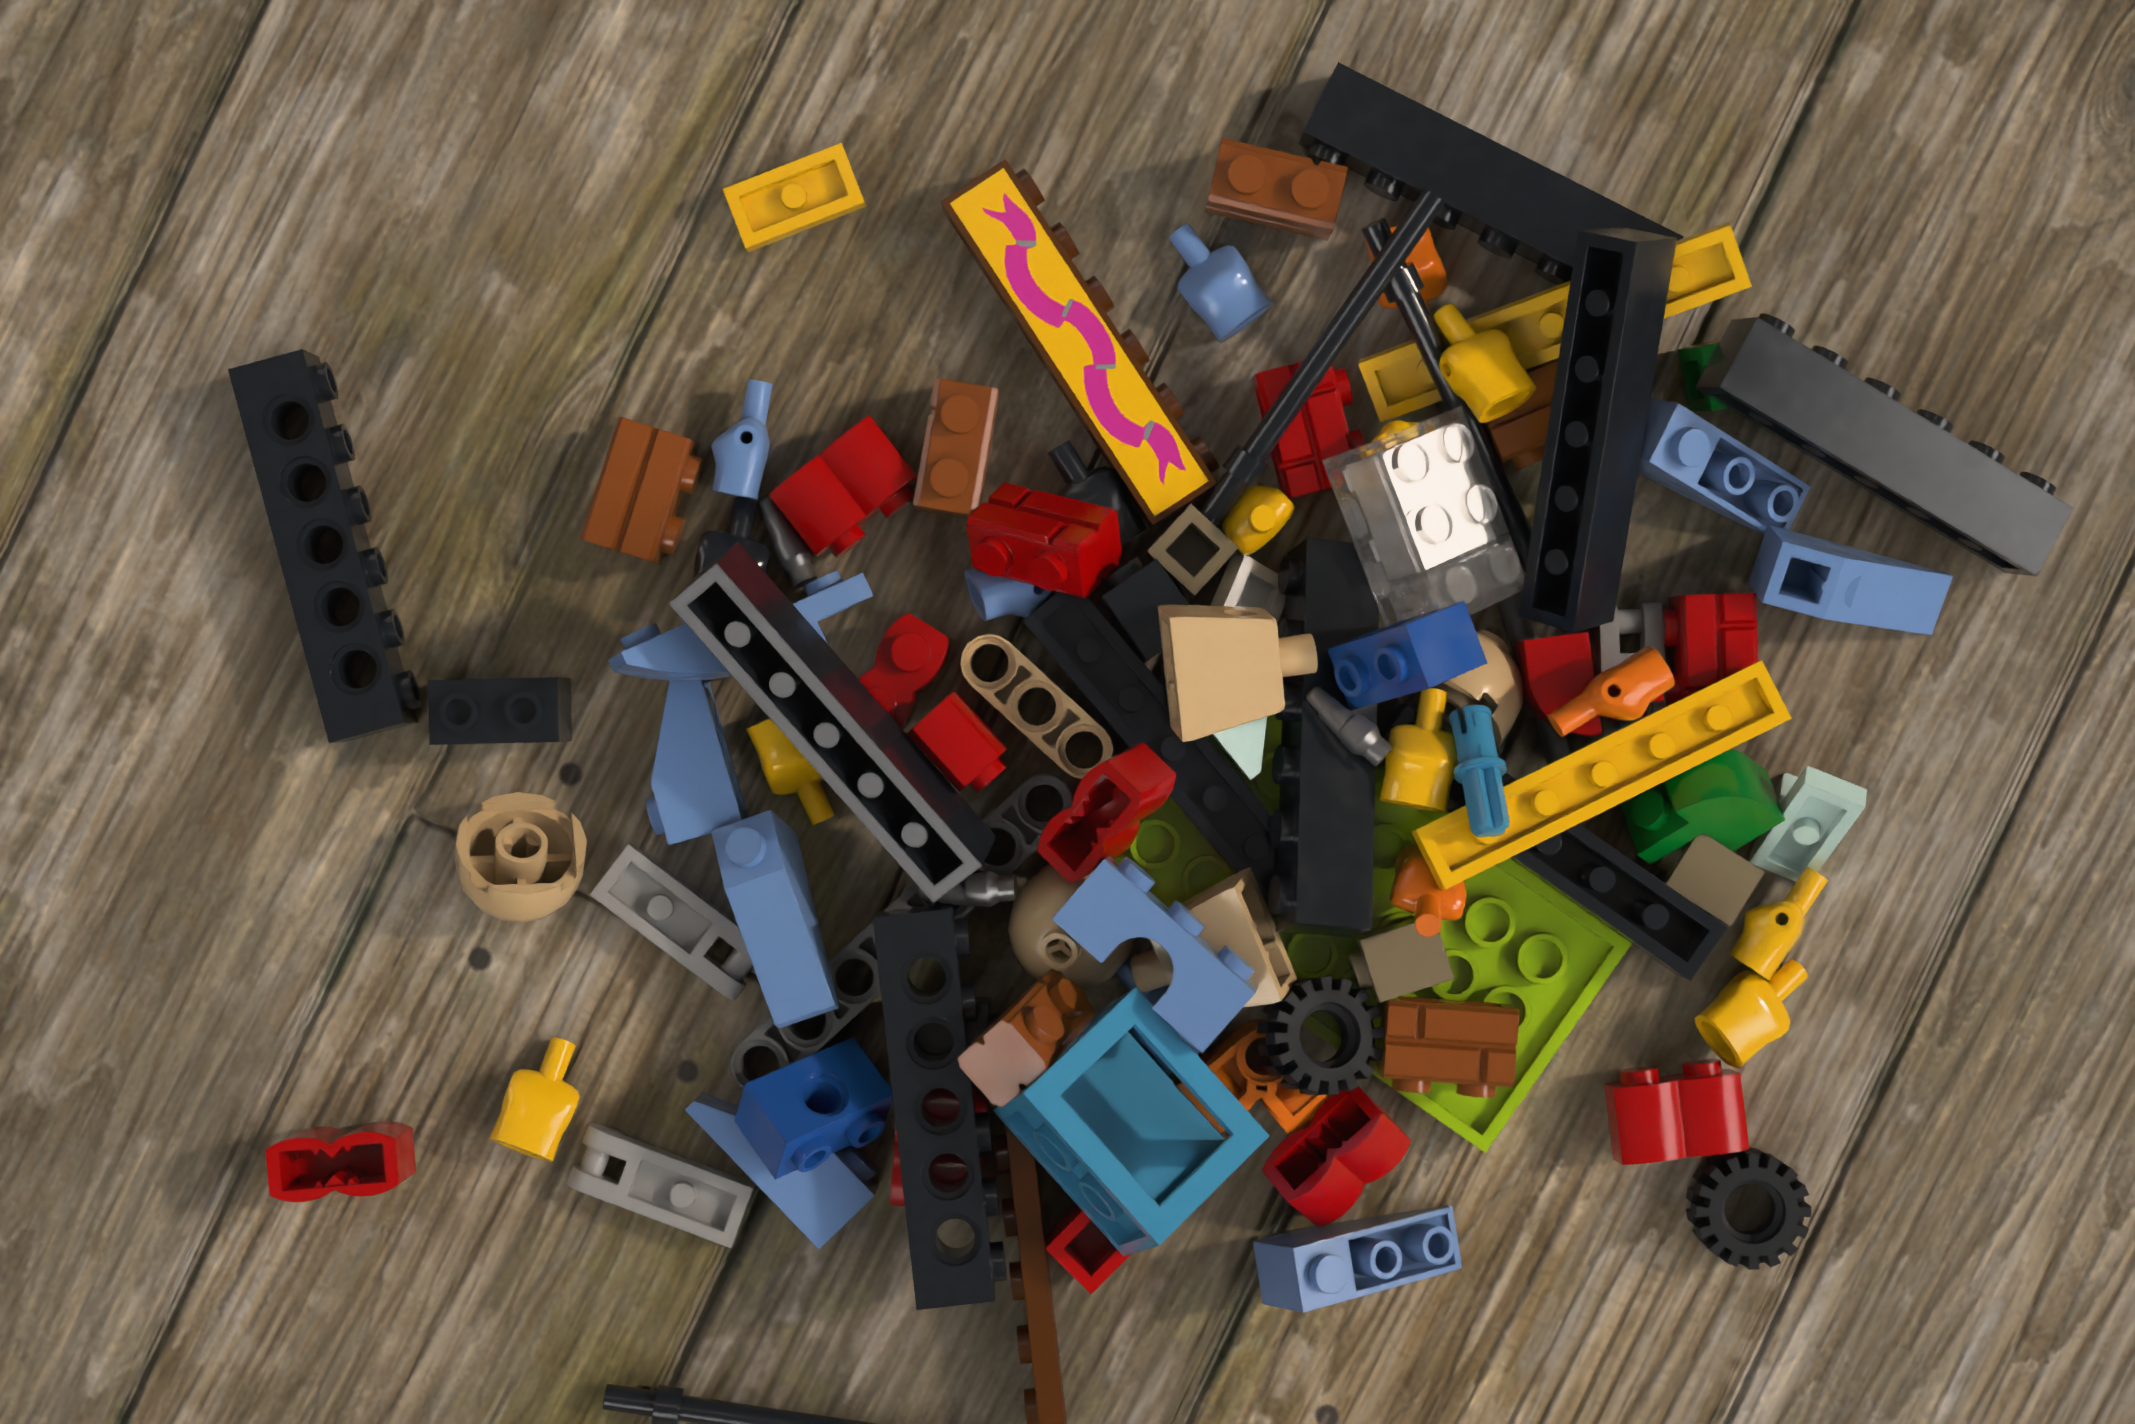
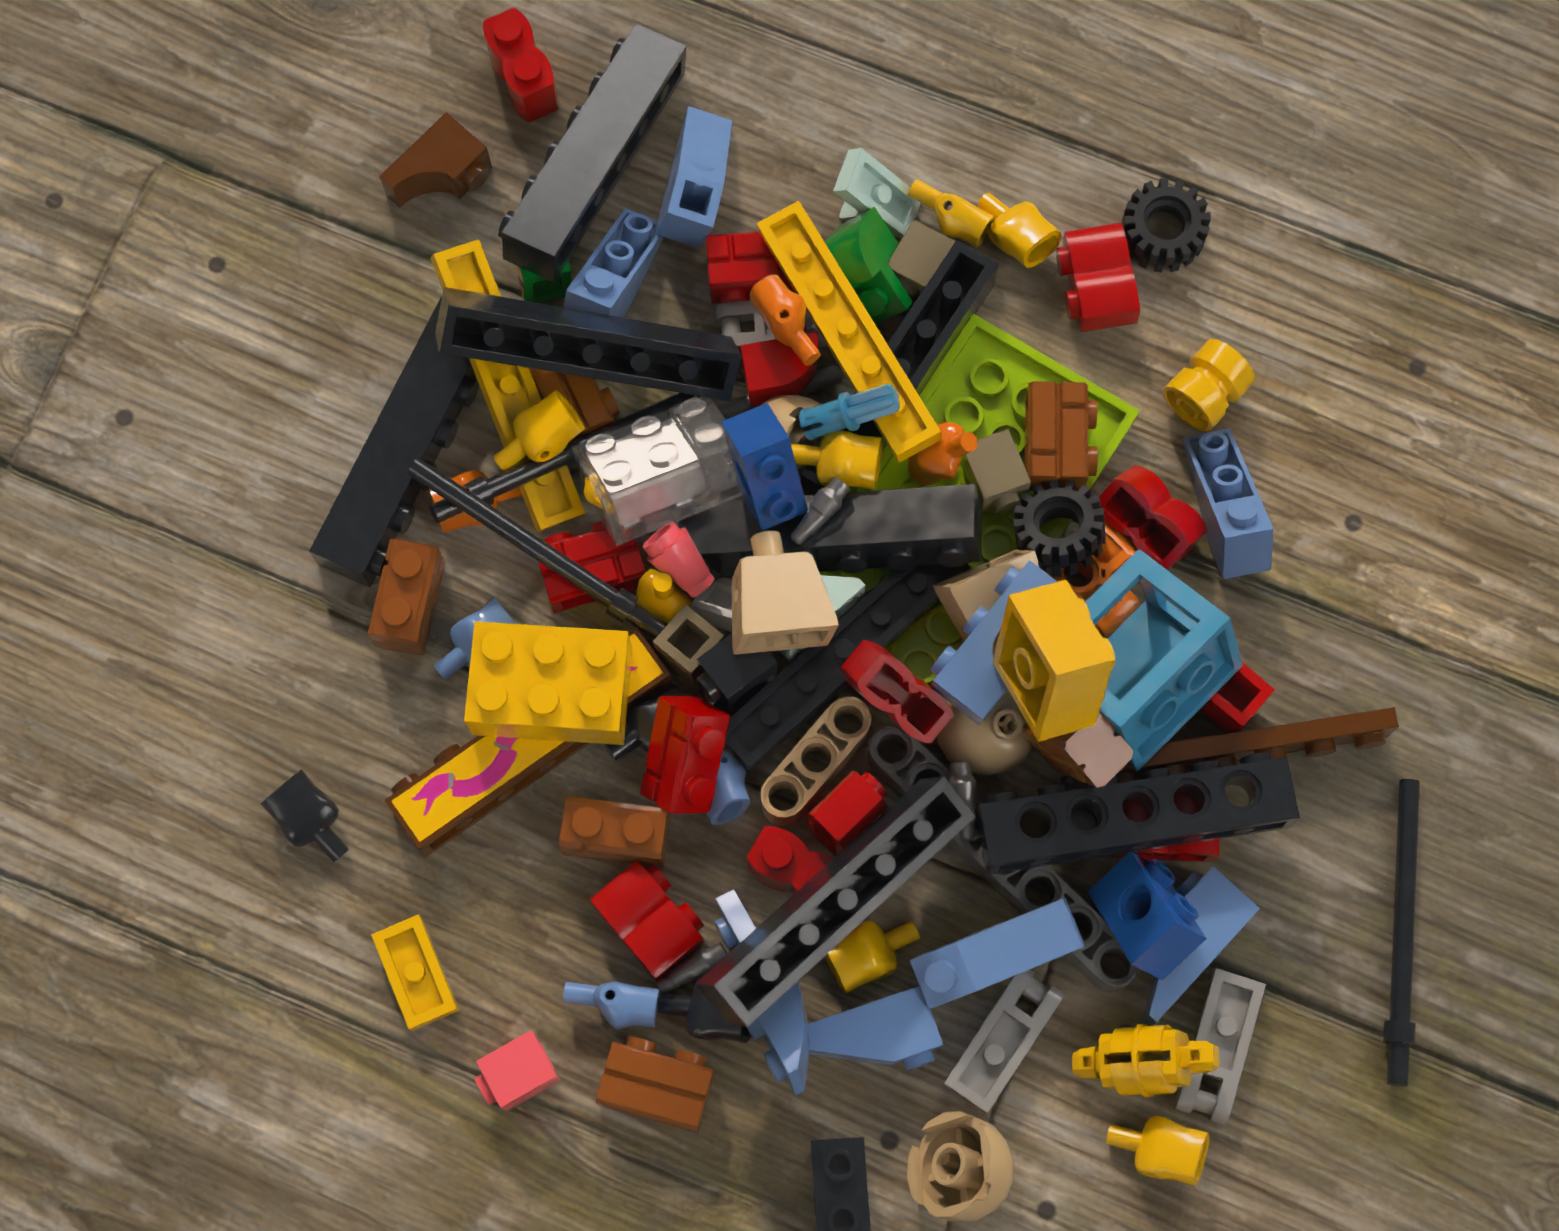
camera: 90 degrees left, 15 degrees down
(626, 1090) = (1144, 1047): none -> yellow piece
(662, 320) = (515, 1072): none -> coral brick
(998, 60) = (305, 815): none -> black piece
(1106, 1014) = (1053, 659): none -> yellow brick
(1139, 368) = (548, 683): none -> yellow brick
(1297, 539) = (676, 554): none -> coral cone
(1524, 1255) = (1214, 378): none -> yellow wheel
(1887, 236) = (439, 161): none -> reddish brown arch
(2022, 350) = (521, 64): none -> red brick

